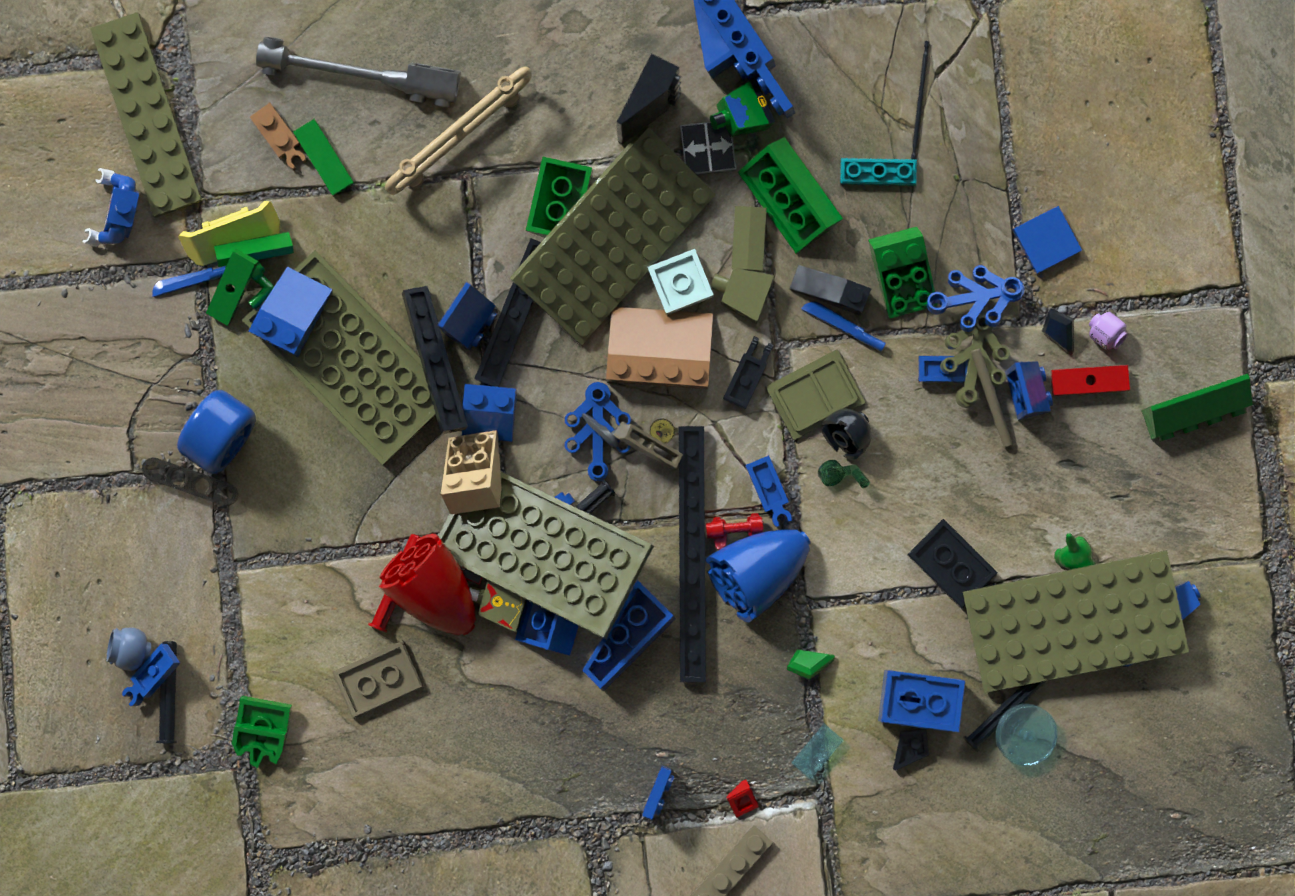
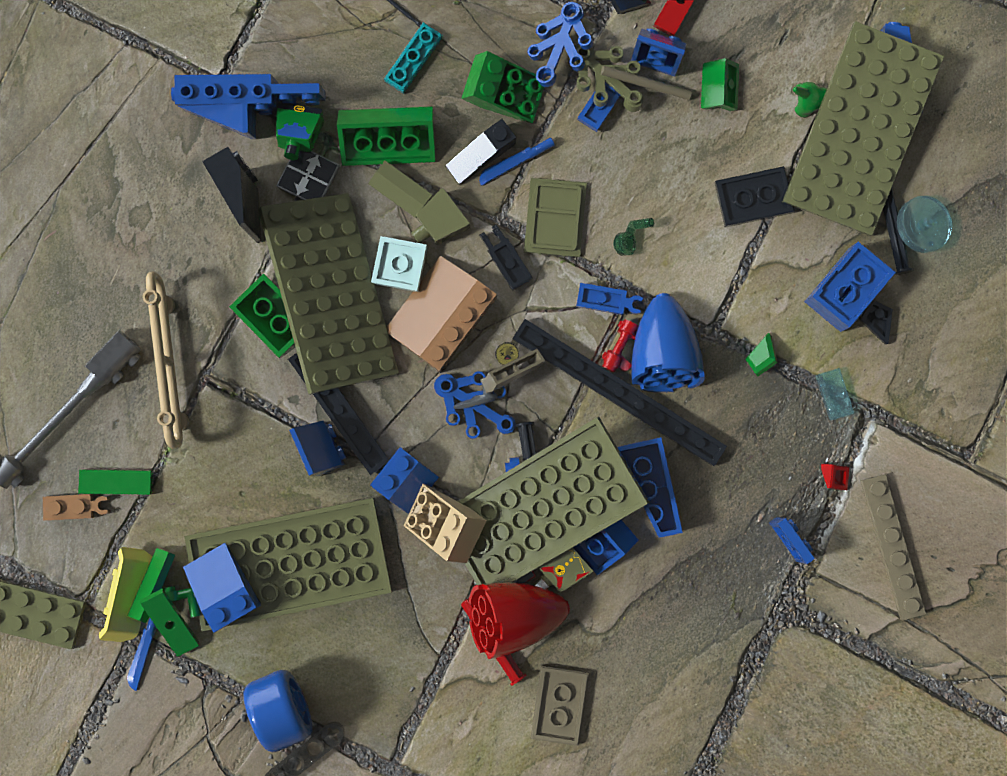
camera: 60 degrees left, 0 degrees up
(120, 210) = (48, 674): blue torso -> none
(434, 360) = (335, 497): black plate -> none
(848, 431) = (601, 209): black cylinder -> none
(1035, 467) = (720, 84): none -> green panel

